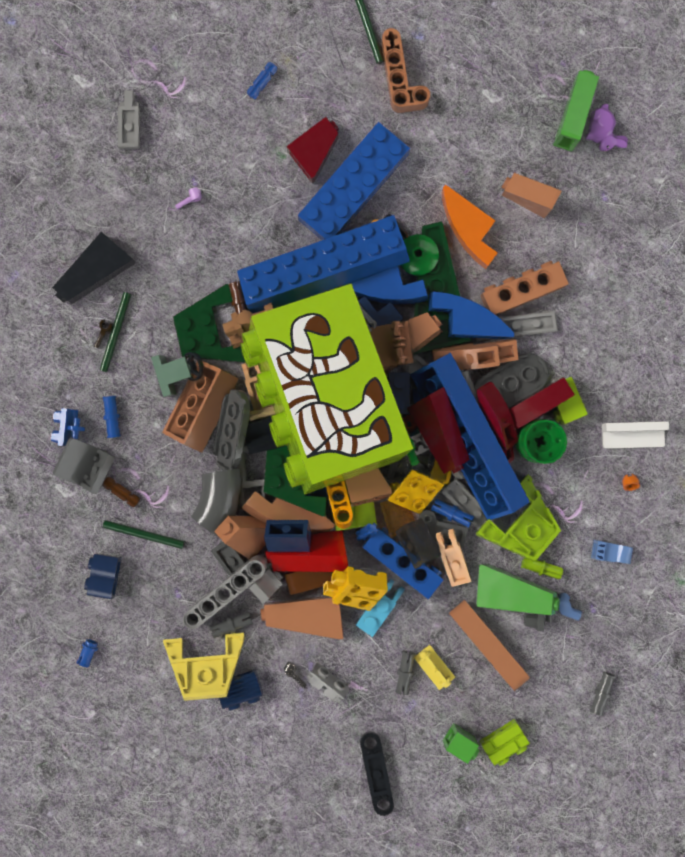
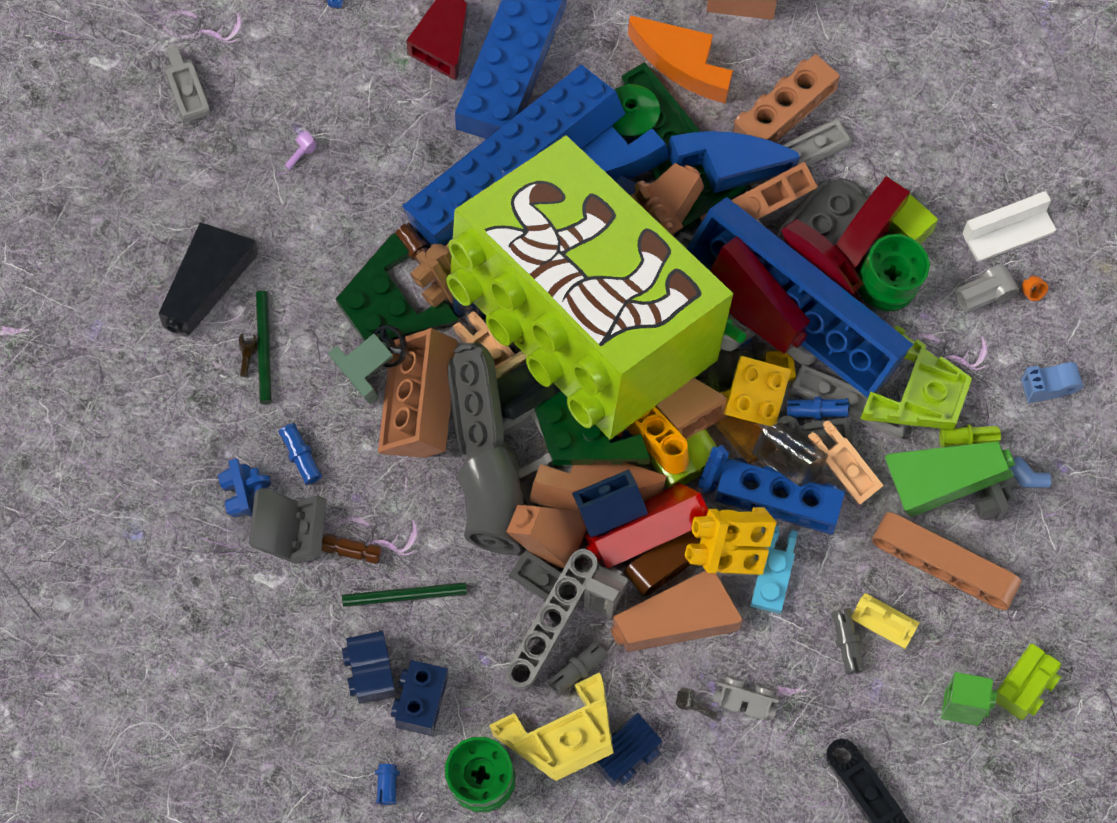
camera: 20 degrees left, 20 degrees down
(127, 607) = (420, 698): none -> dark blue brick
(133, 681) = (469, 760): none -> green wheel
(604, 472) = (993, 286): none -> light grey piece

